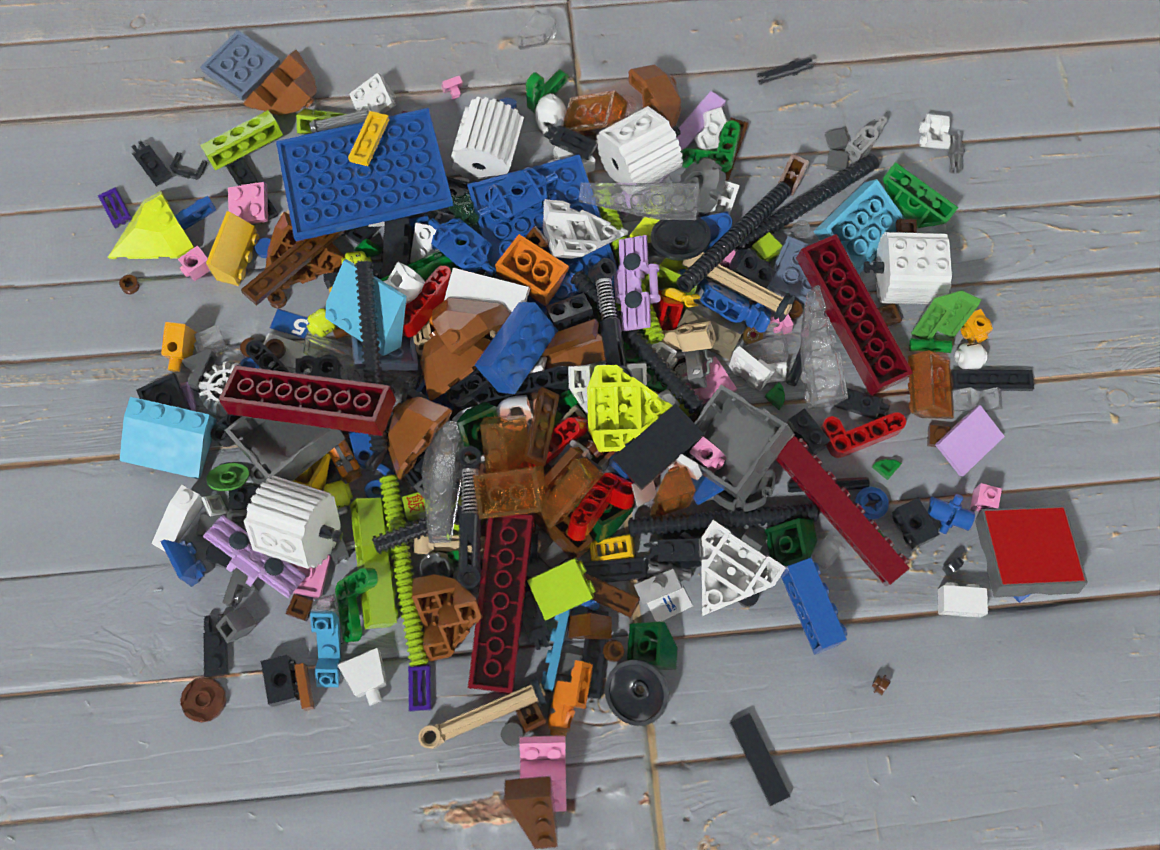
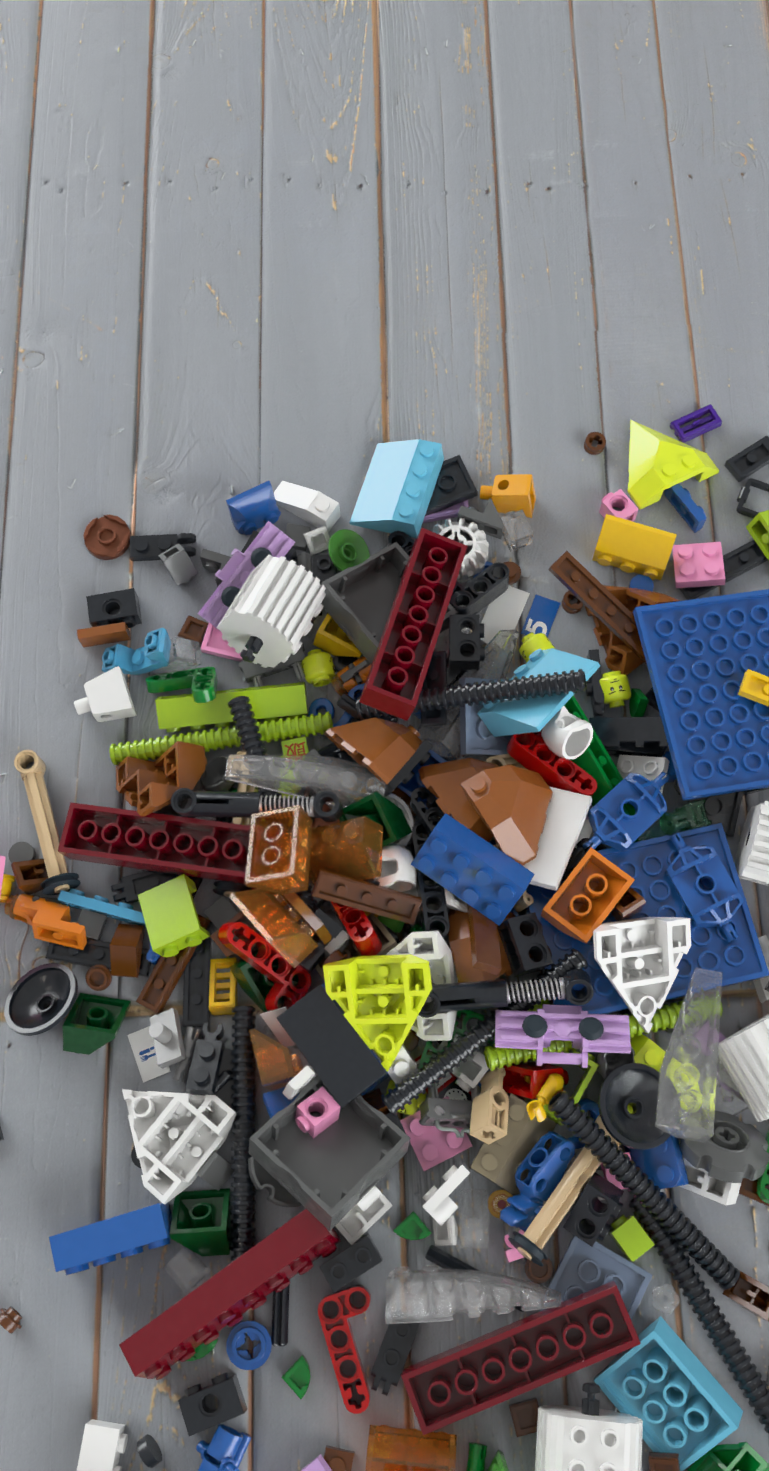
camera: 100 degrees right, 0 degrees up
(276, 347) = (507, 601): reddish brown tile -> none
(420, 707) = (86, 747): dark purple tile -> none

